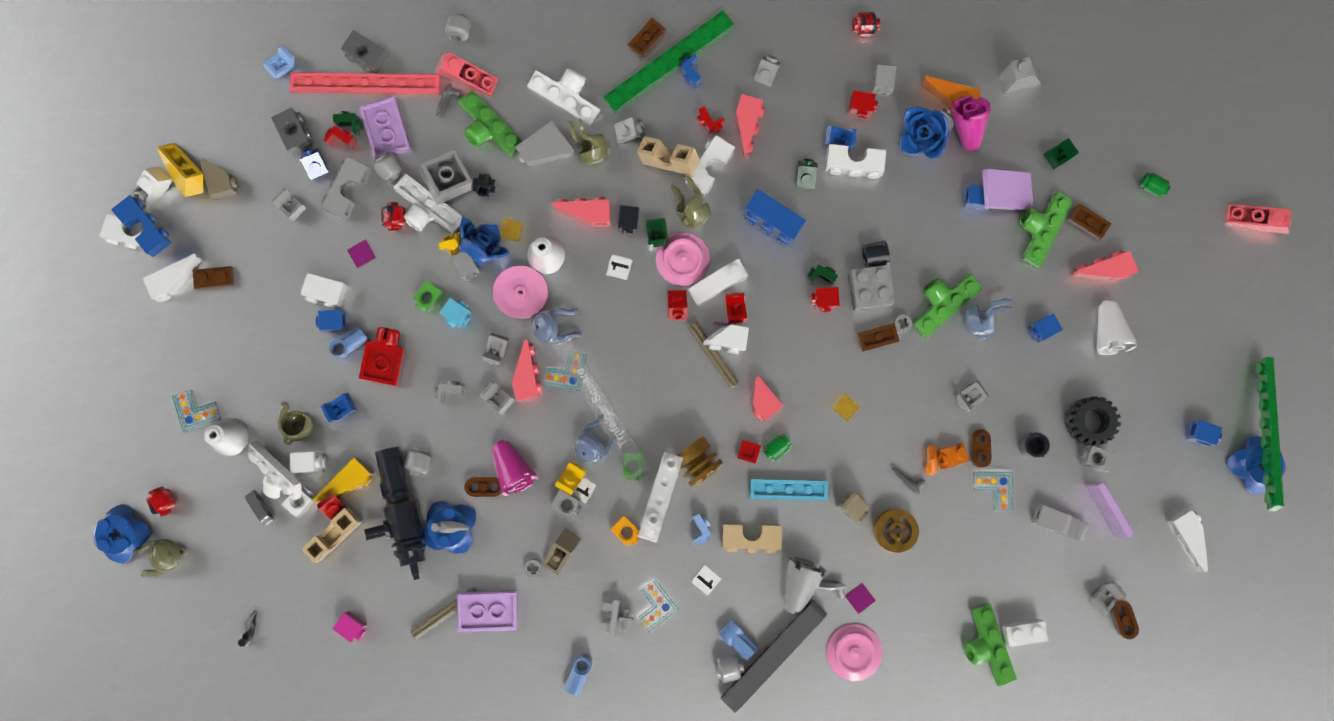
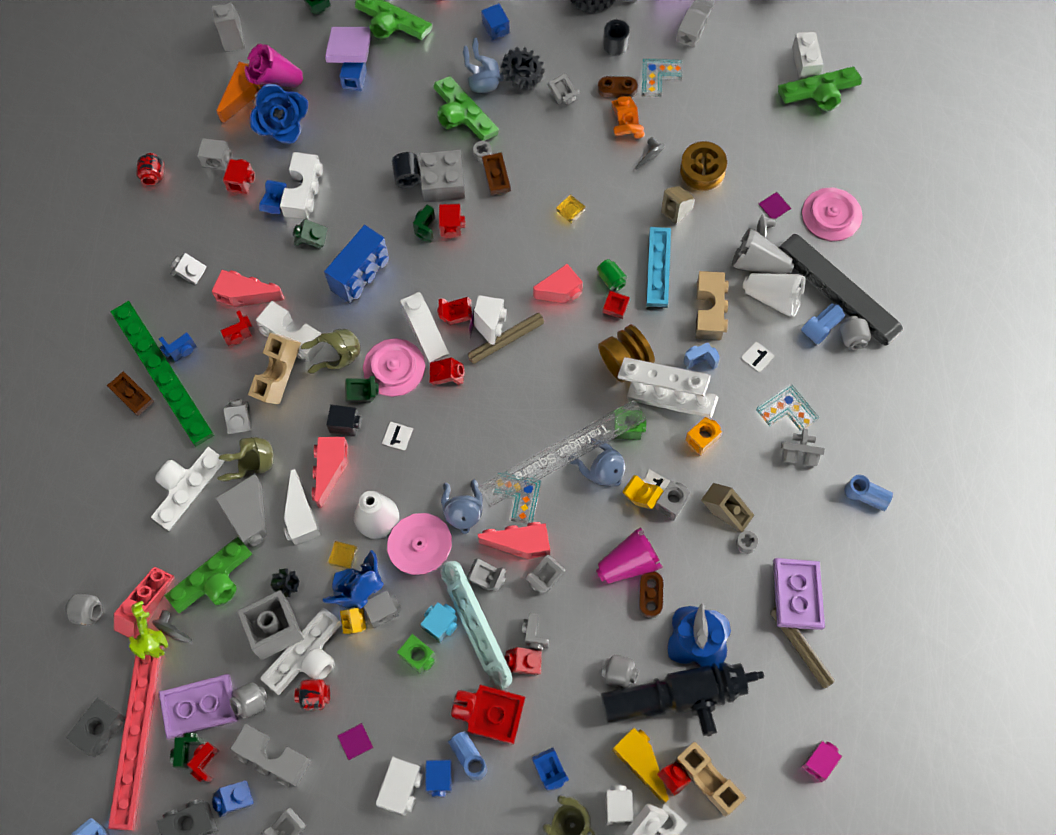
camera: 85 degrees left, 15 degrees down
(425, 382) = (524, 660): none -> bracket
(430, 81) = (148, 639): none -> lime piece
(454, 342) = (476, 625): none -> light aqua plate
(541, 191) = (298, 513): none -> white slope
(766, 597) = (776, 290): none -> white cone
(986, 362) = (522, 68): none -> black gear

